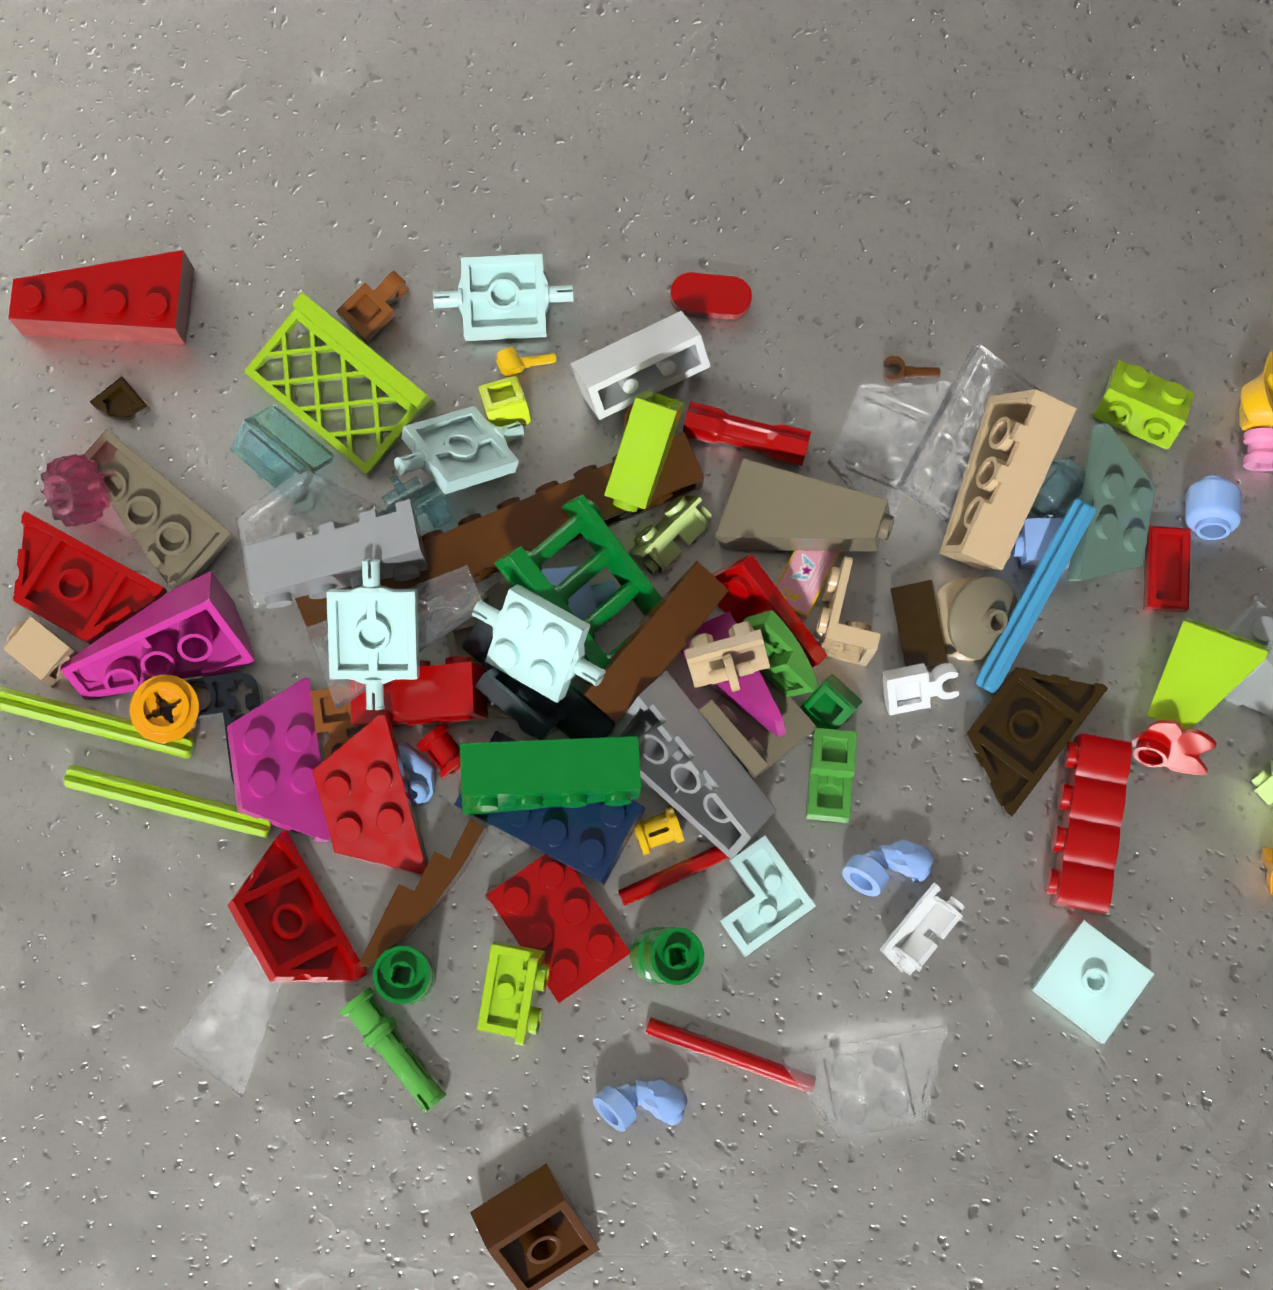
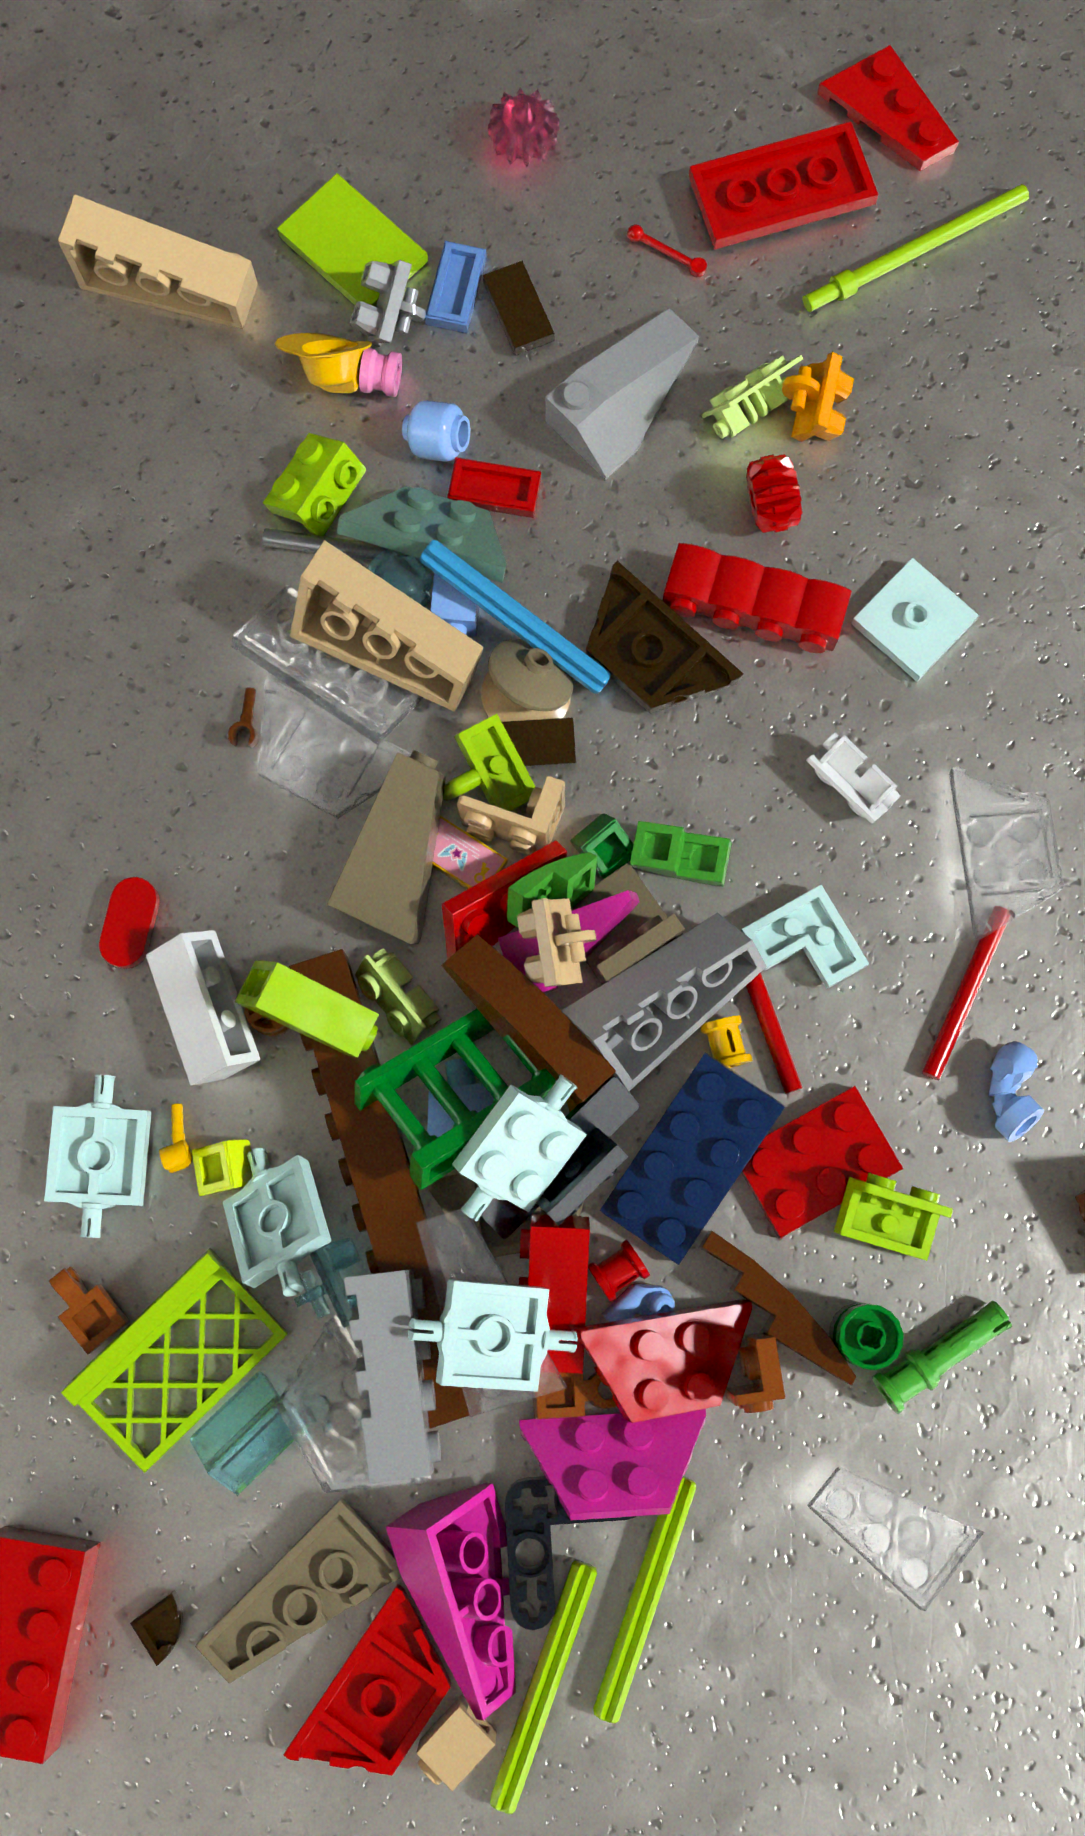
camera: 80 degrees left, 0 degrees up
(75, 490) = (267, 1689): clear pink gear -> none
(145, 705) = (533, 1616): light orange gear -> none
(291, 921) = (794, 1461): red wing -> none
(370, 877) = (762, 1366): none -> dark orange bracket
(549, 774) = (666, 1150): green wedge -> none
(667, 955) = (865, 1045): green wheel -> none
(717, 426) = (307, 869): red axle -> none
(868, 871) = (788, 826): light blue arm -> none
(889, 592) = (493, 766): none -> lime plate
(912, 686) = (595, 756): white plate -> none
(1086, 410) = (311, 543): none -> flat silver bar
(1172, 747) = (686, 505): plate -> none
(1196, 830) = (774, 493): none -> red gear
(1202, 672) = (617, 462): lime slope -> none

